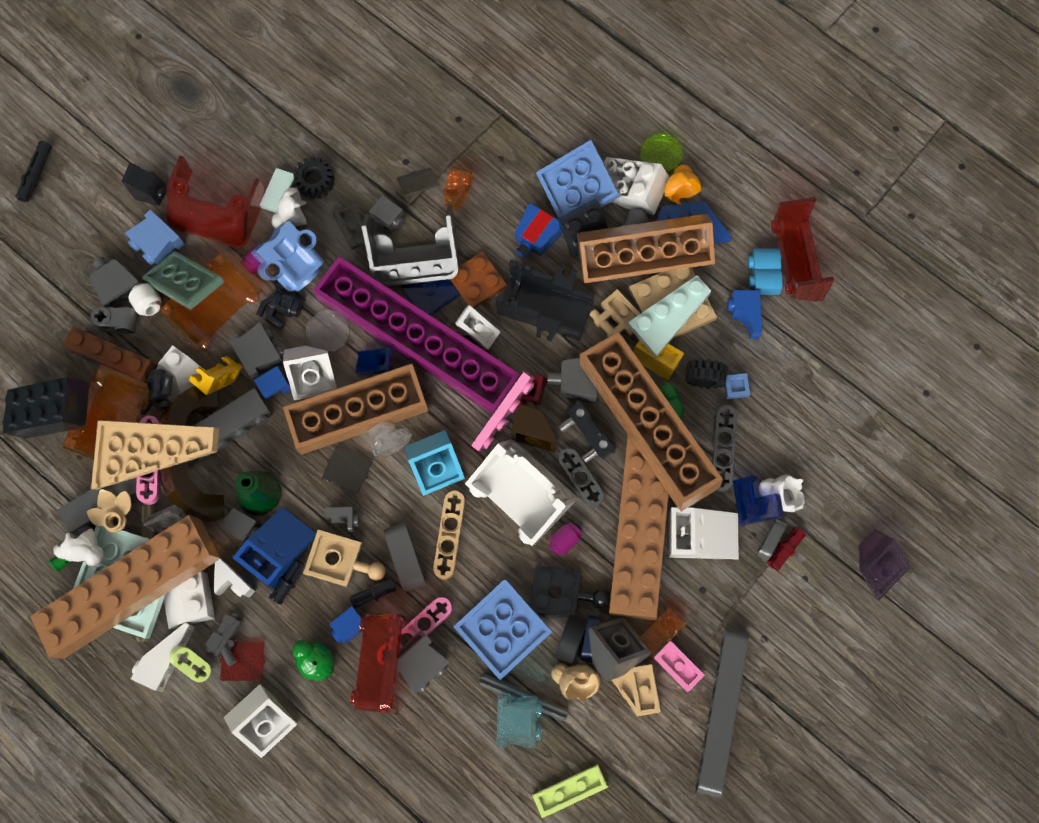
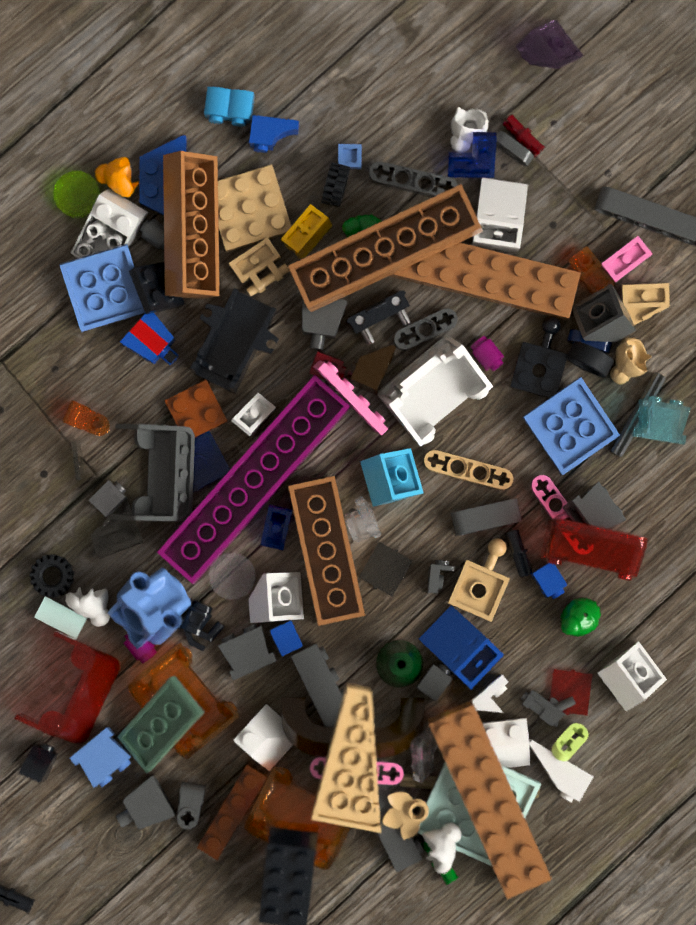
camera: 90 degrees left, 10 degrees up
(145, 299) = (171, 770): white head -> none
(159, 389) = (277, 758): black piece -> none
(216, 377) = (271, 696): yellow hinge -> none
(287, 582) = (497, 638): black axle -> none
(664, 319) = (271, 216): light aqua wing -> none
(799, 251) = (220, 68): clear red windscreen -> none

